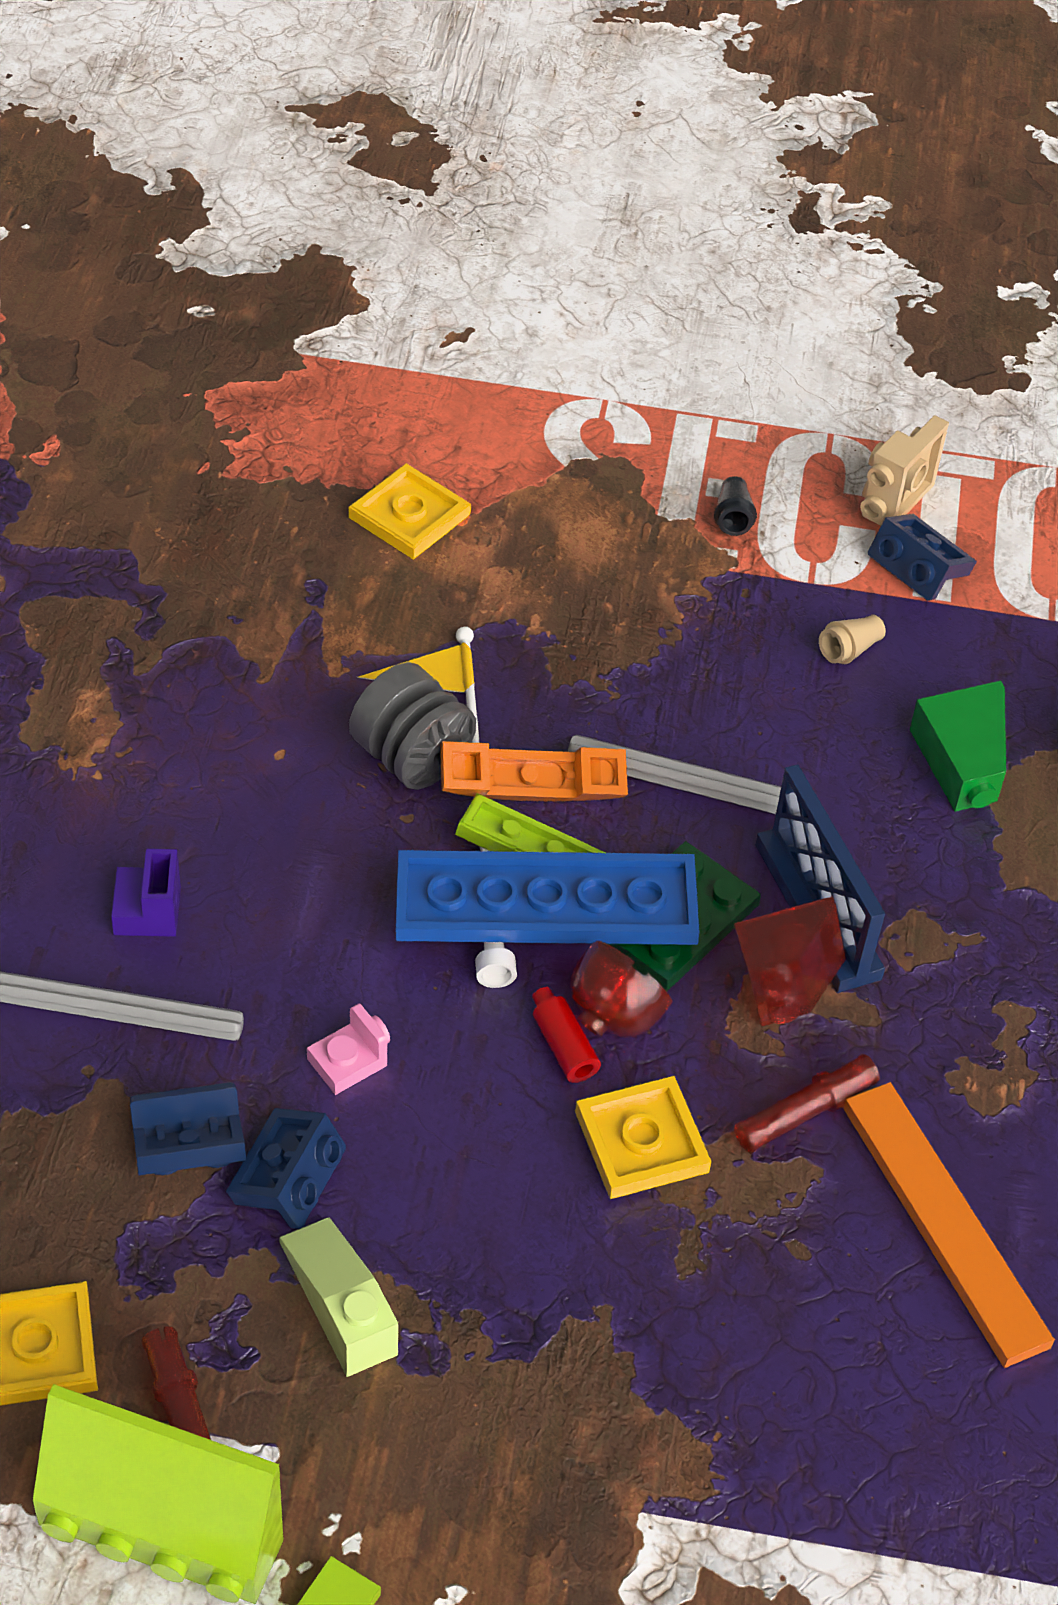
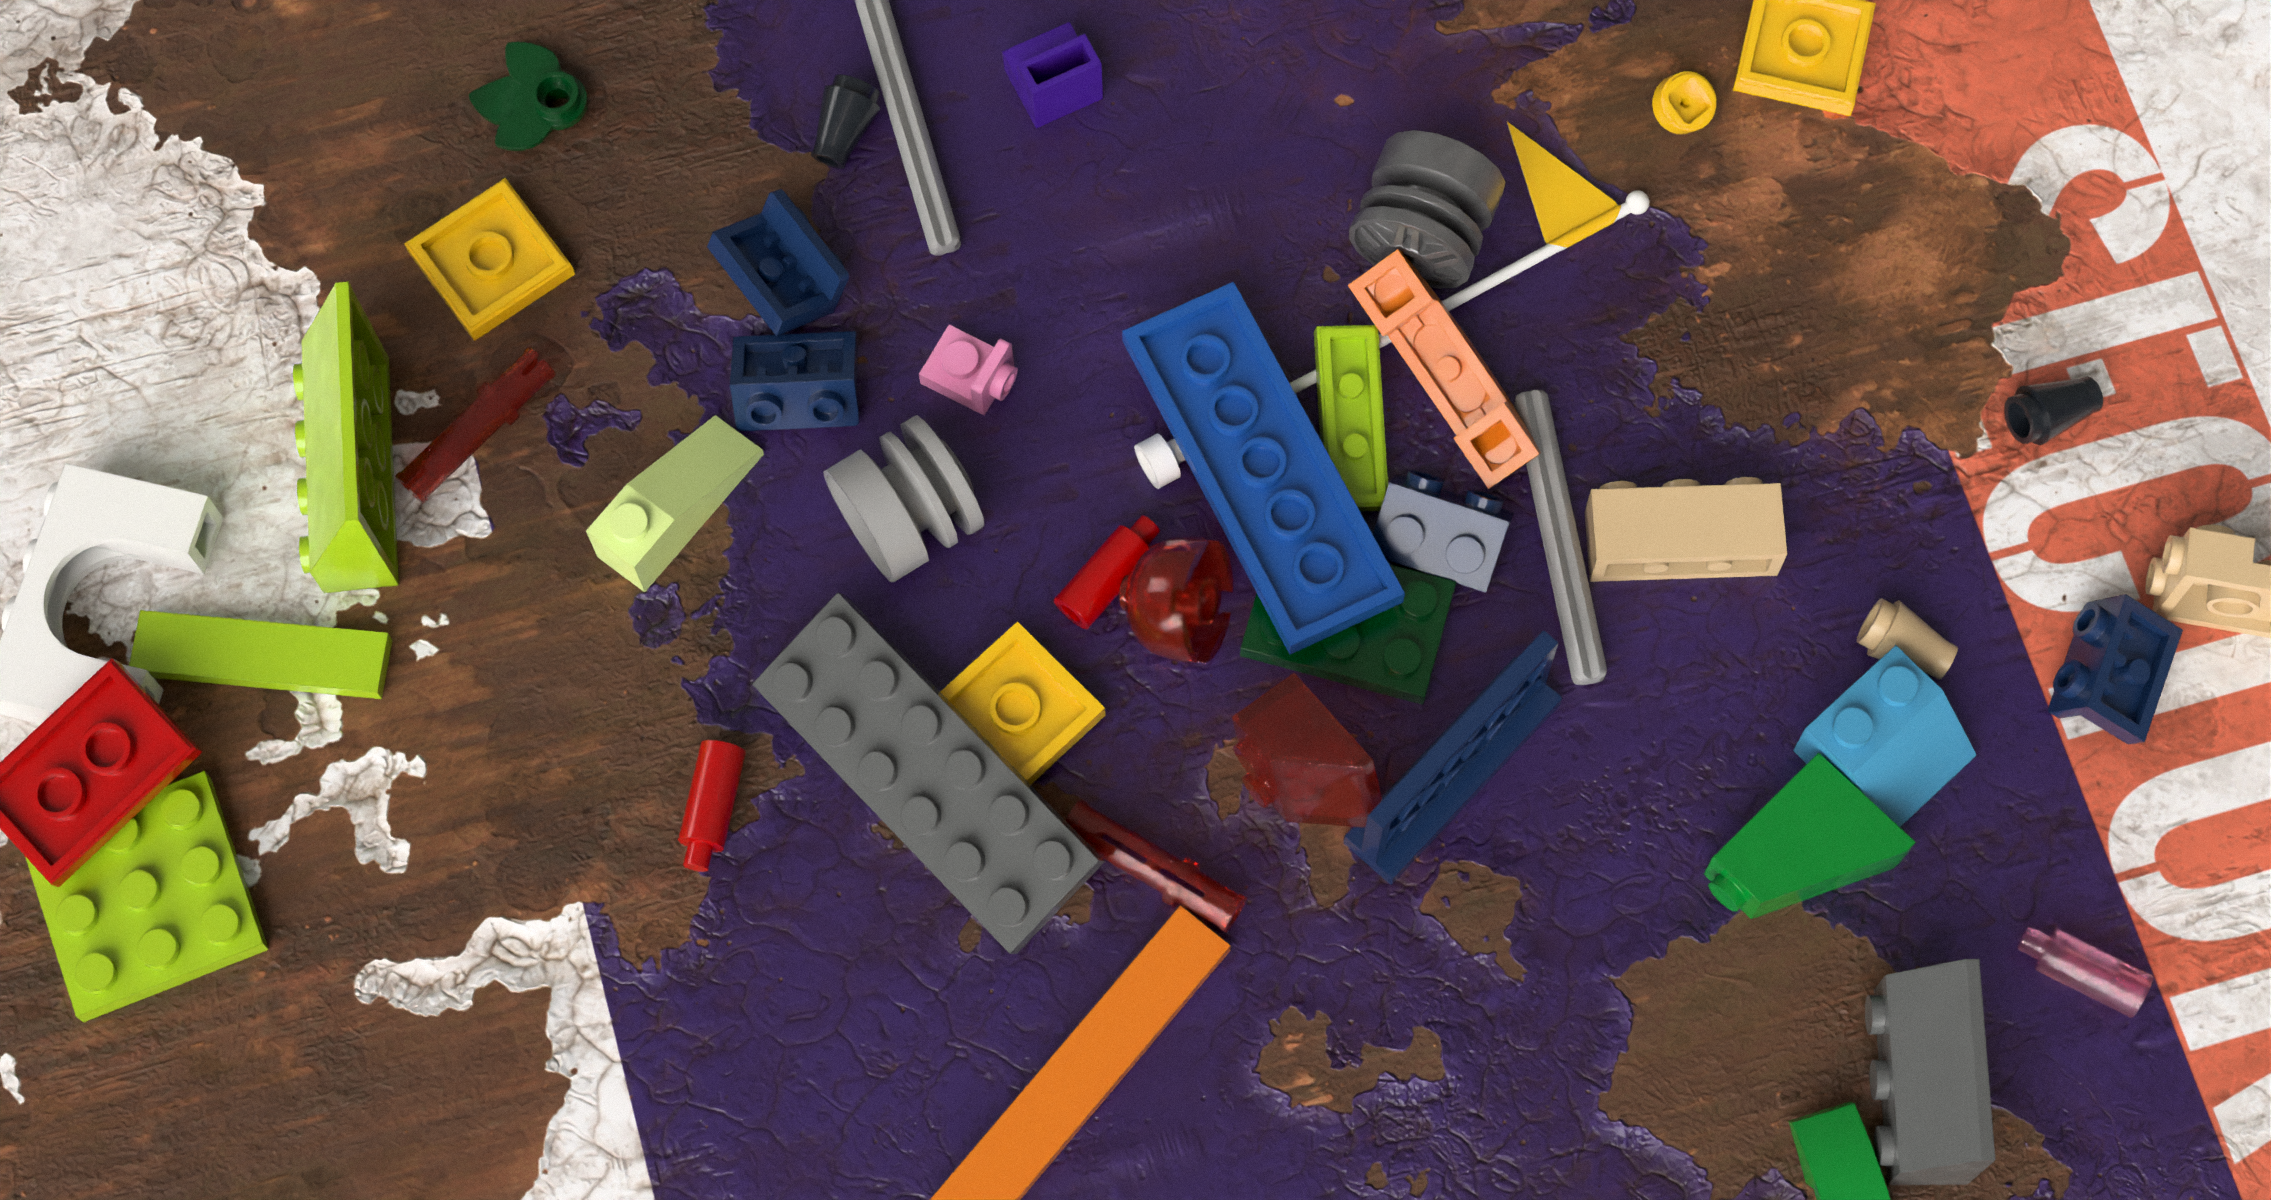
camera: 70 degrees right, 20 degrees up
(90, 1041) = (844, 117): none -> black cone
(412, 579) = (1684, 102): none -> yellow tile
(444, 1121) = (904, 498): none -> light grey wheel
(610, 1373) = (710, 802): none -> red cylinder
(652, 824) = (1441, 529): none -> bracket
(661, 1212) = (928, 773): none -> dark grey plate
(718, 705) = (1685, 530): none -> tan brick
(905, 666) = (1891, 737): none -> dark azure slope

